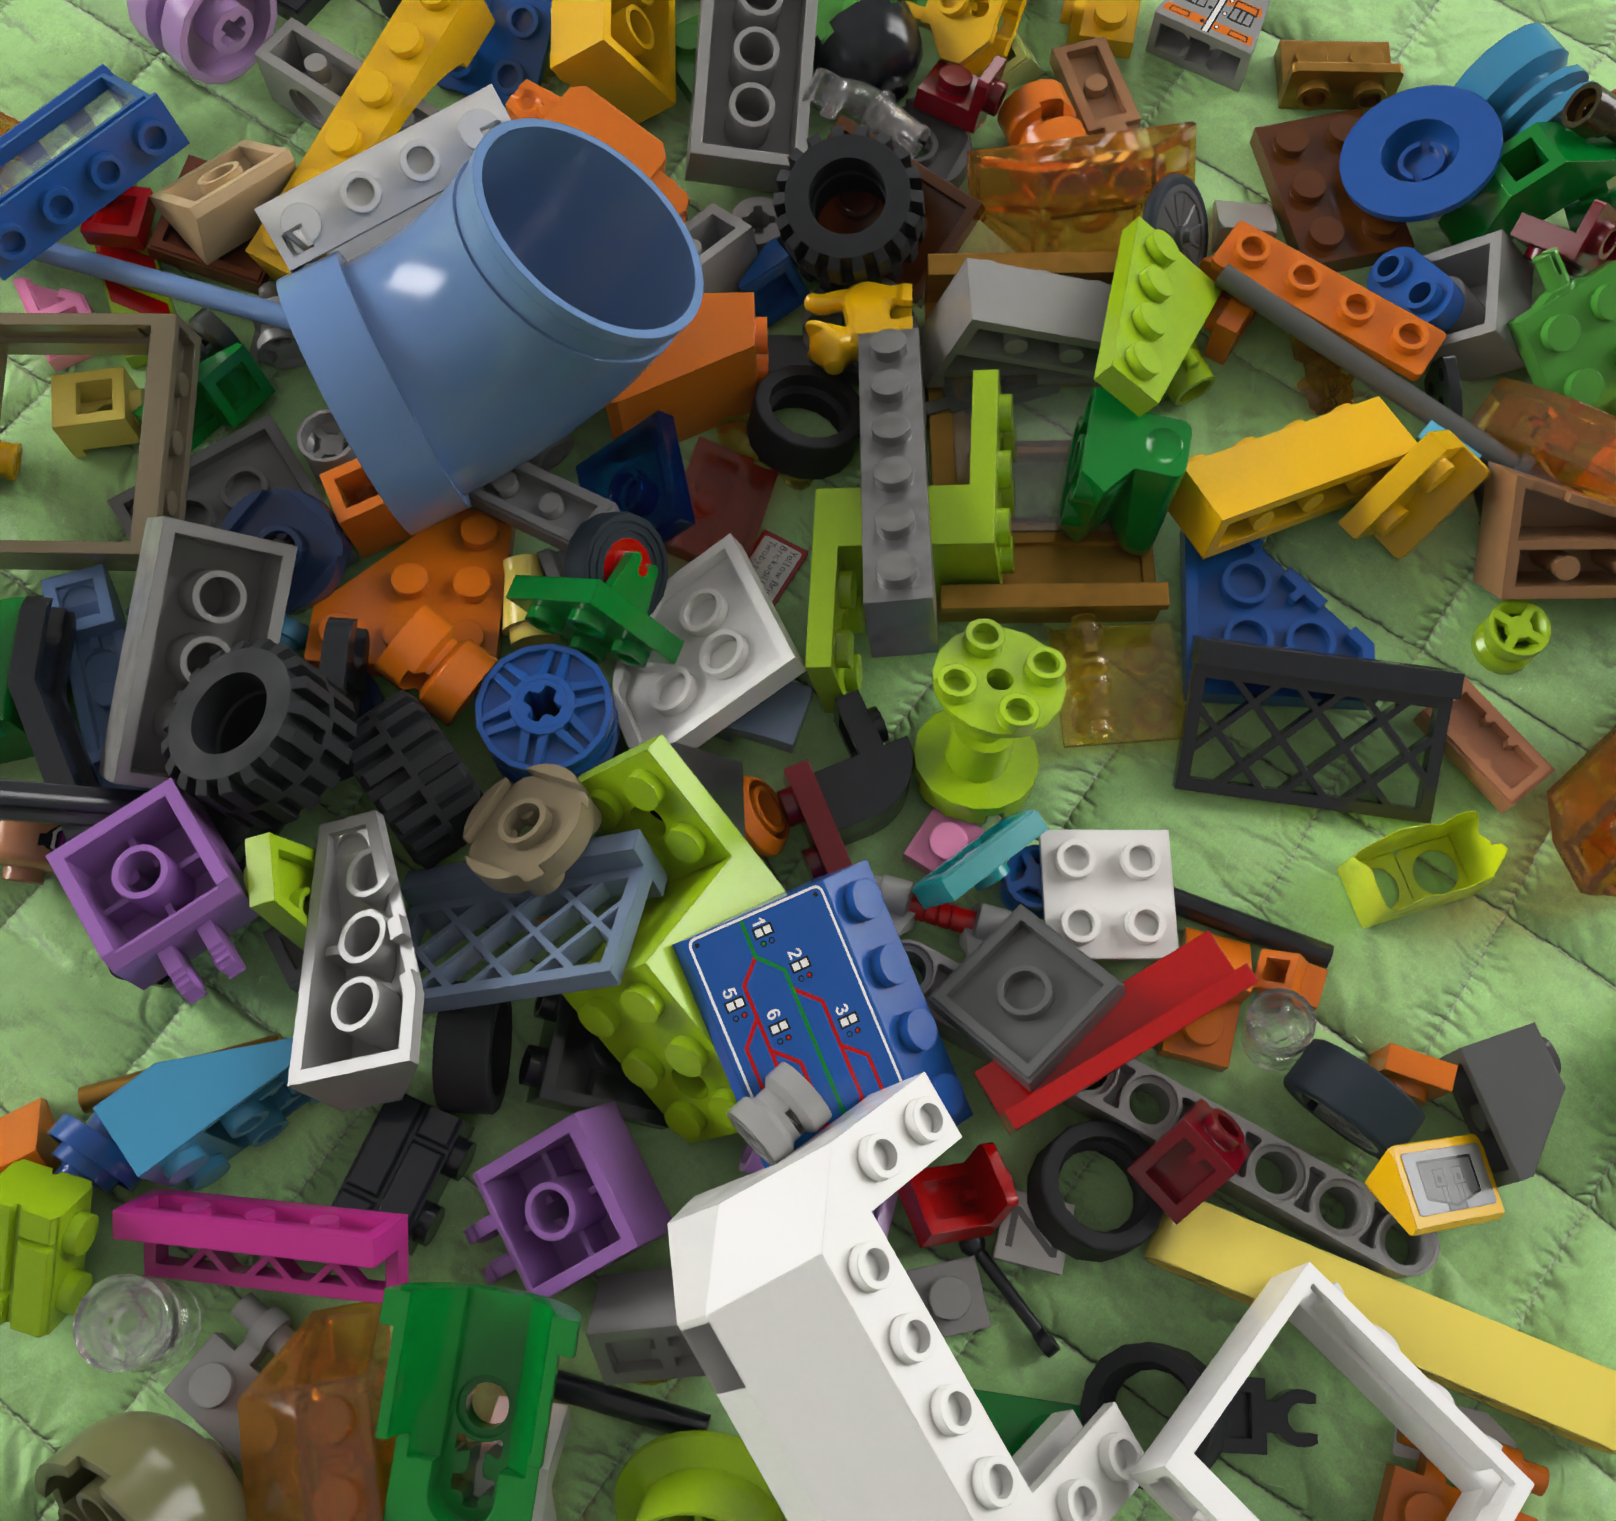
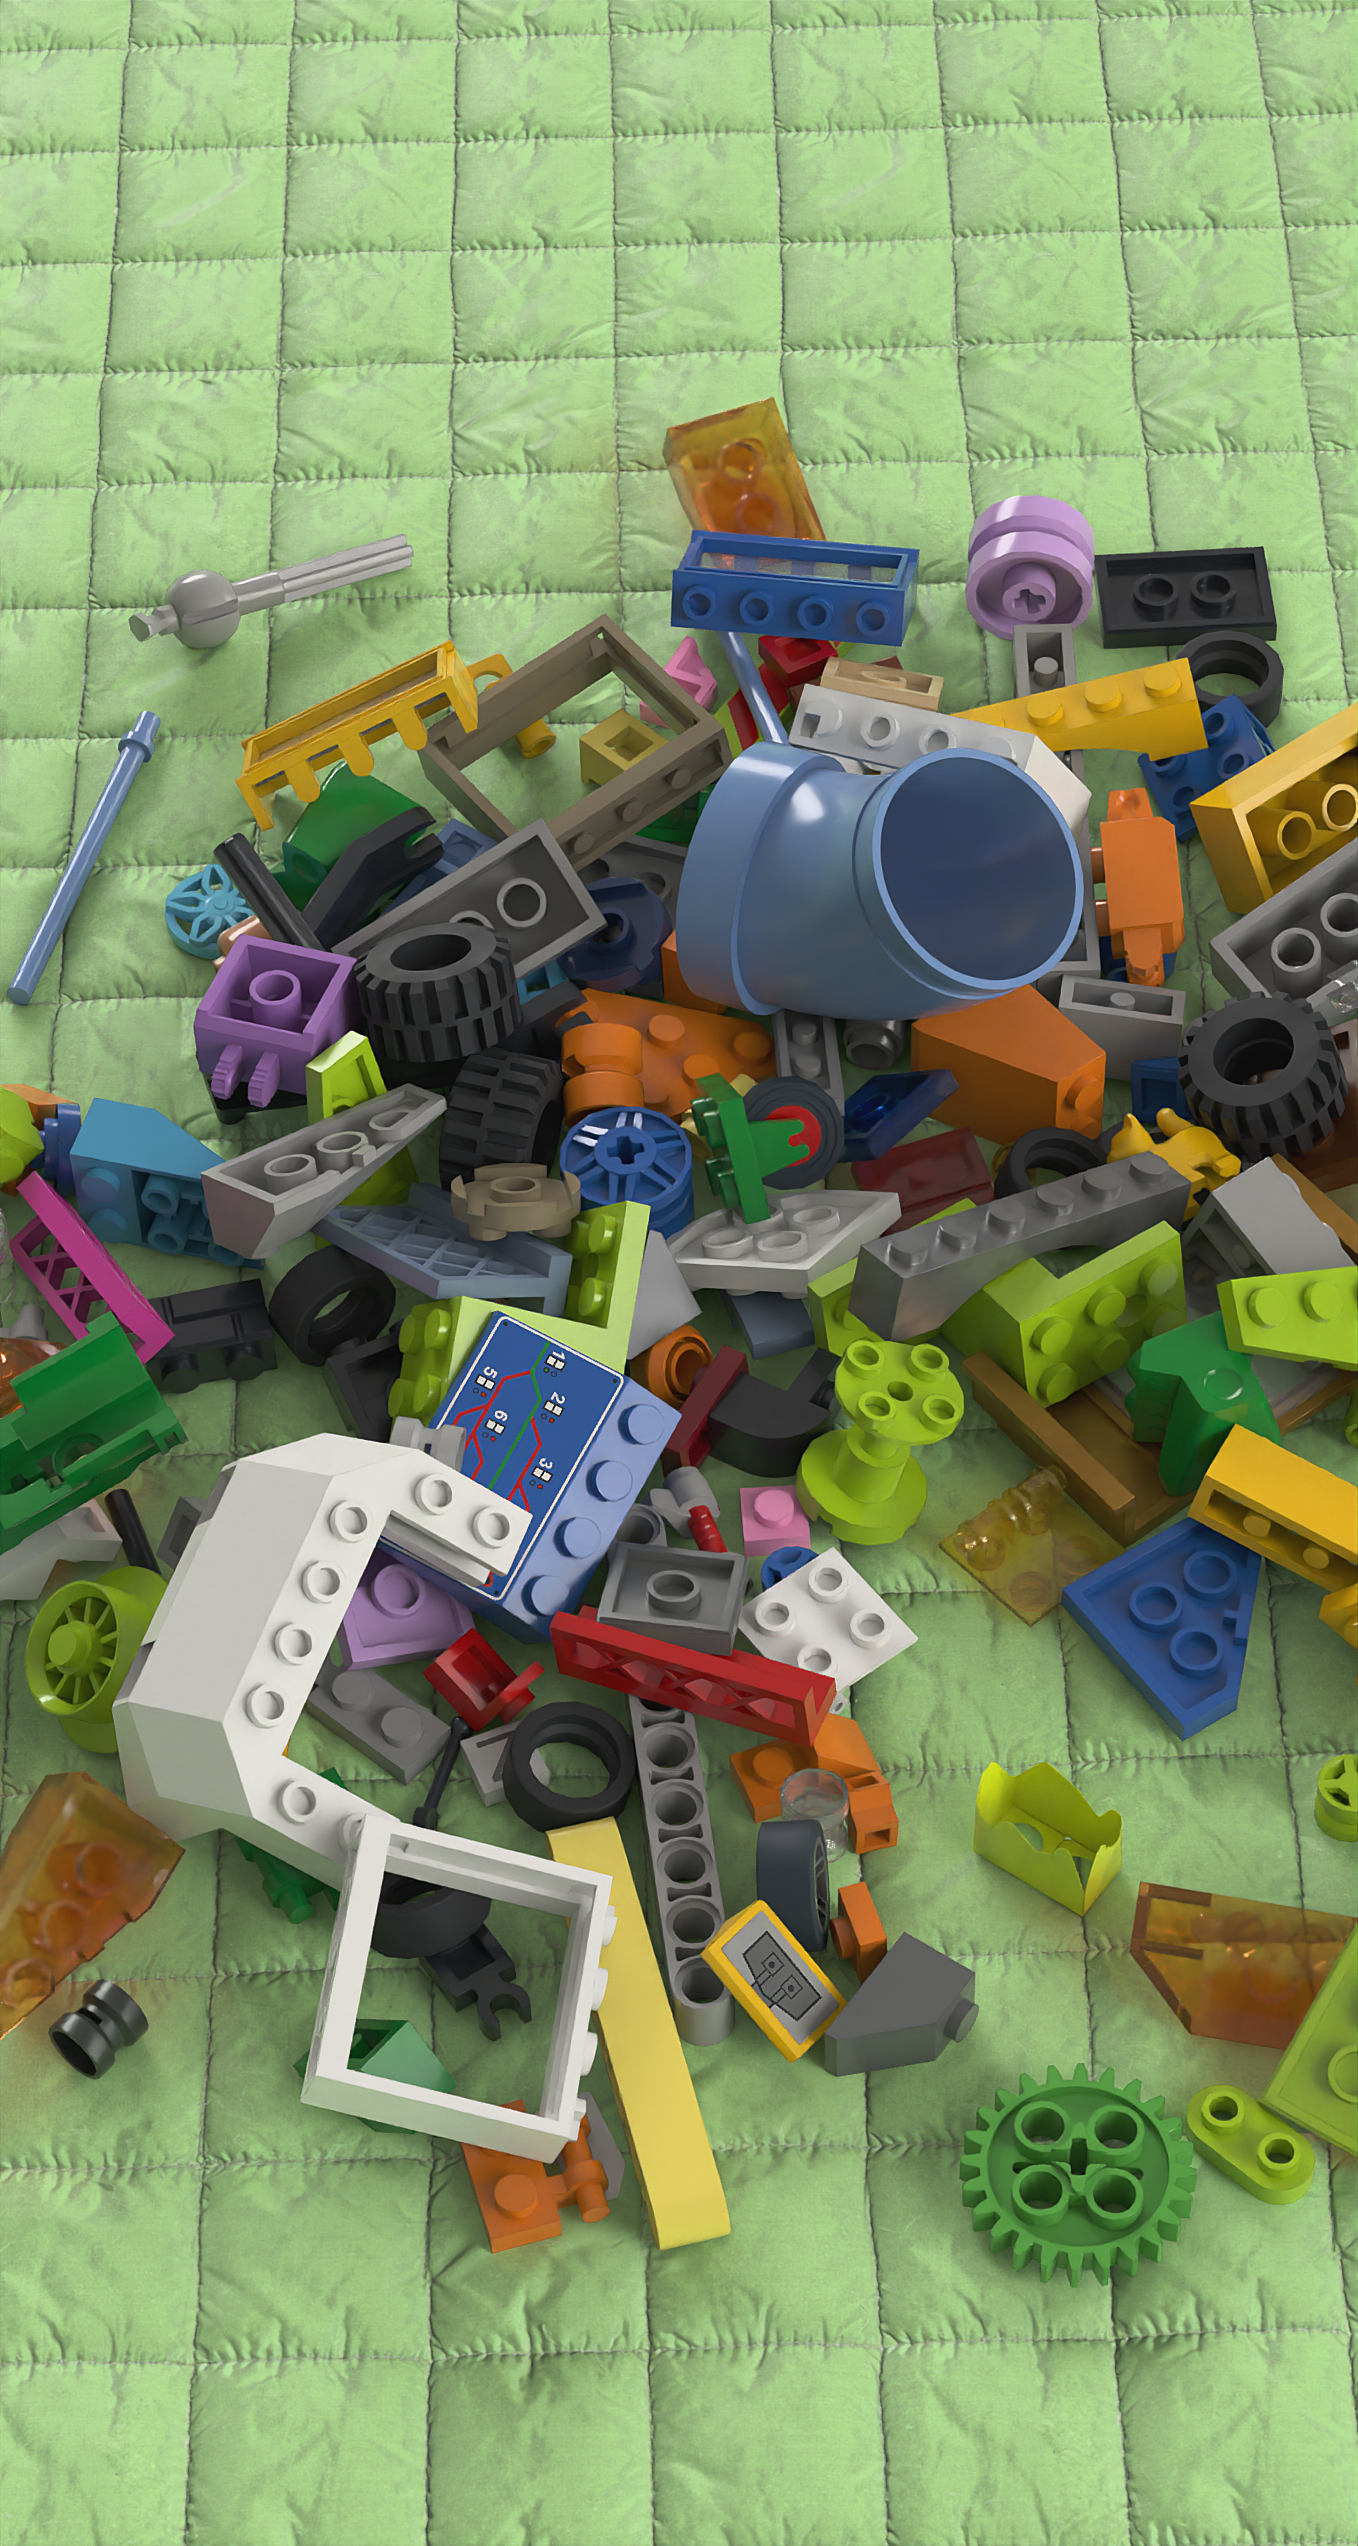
camera: 55 degrees right, 20 degrees down
(569, 1203) = (263, 1407): medium lavender hinge -> none
(980, 861) = (767, 1519): teal plate -> none
(1191, 1160) = (639, 1780): dark red bracket -> none
(1251, 928) = (893, 1758): black bar -> none
(1321, 673) = (1165, 1668): black fence -> none
(1489, 749) = (1223, 1831): nougat plate -> none

